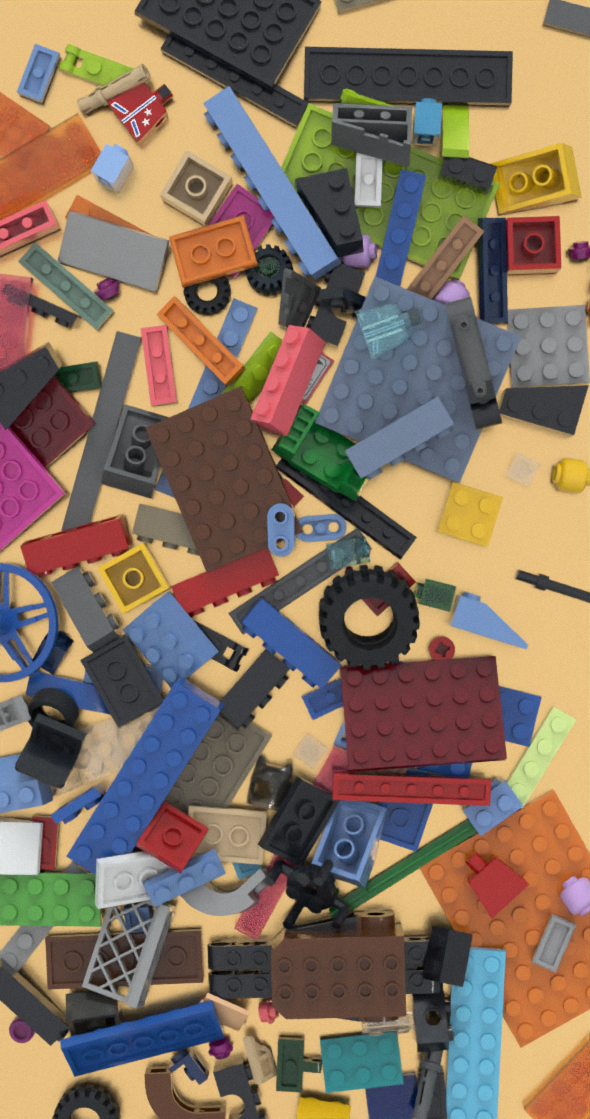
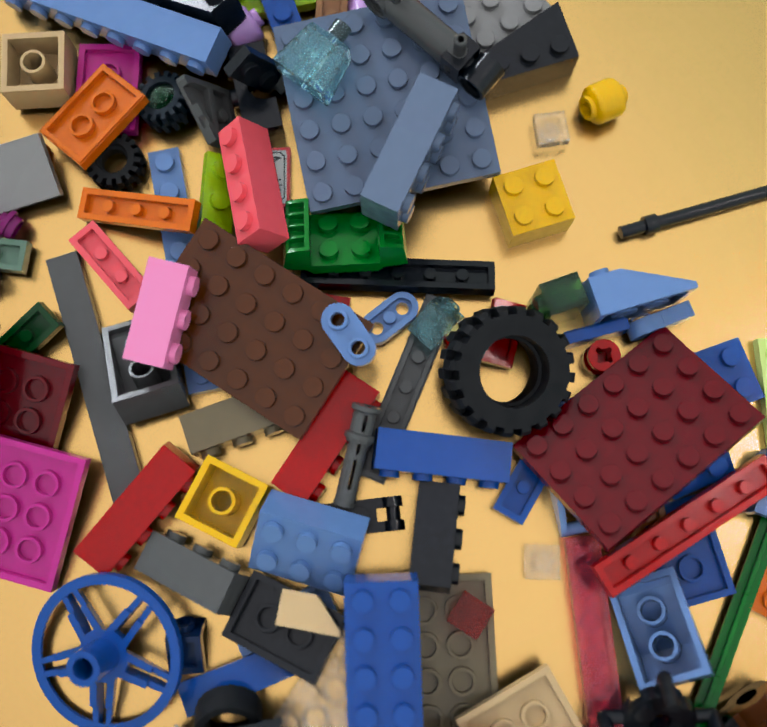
camera: 30 degrees left, 10 degrees down
(140, 682) = (305, 613): none -> tan tile
(171, 436) = (161, 313): none -> bright pink brick
(241, 752) = (470, 615): none -> clear red tile
(245, 597) = (362, 435): none -> dark grey pin
(269, 784) = (529, 631): clear smoke piece -> none
(298, 821) = (590, 651): black plate -> none
(447, 630) = (595, 332): none -> blue tile
(496, 651) = (665, 318): none -> medium blue piece

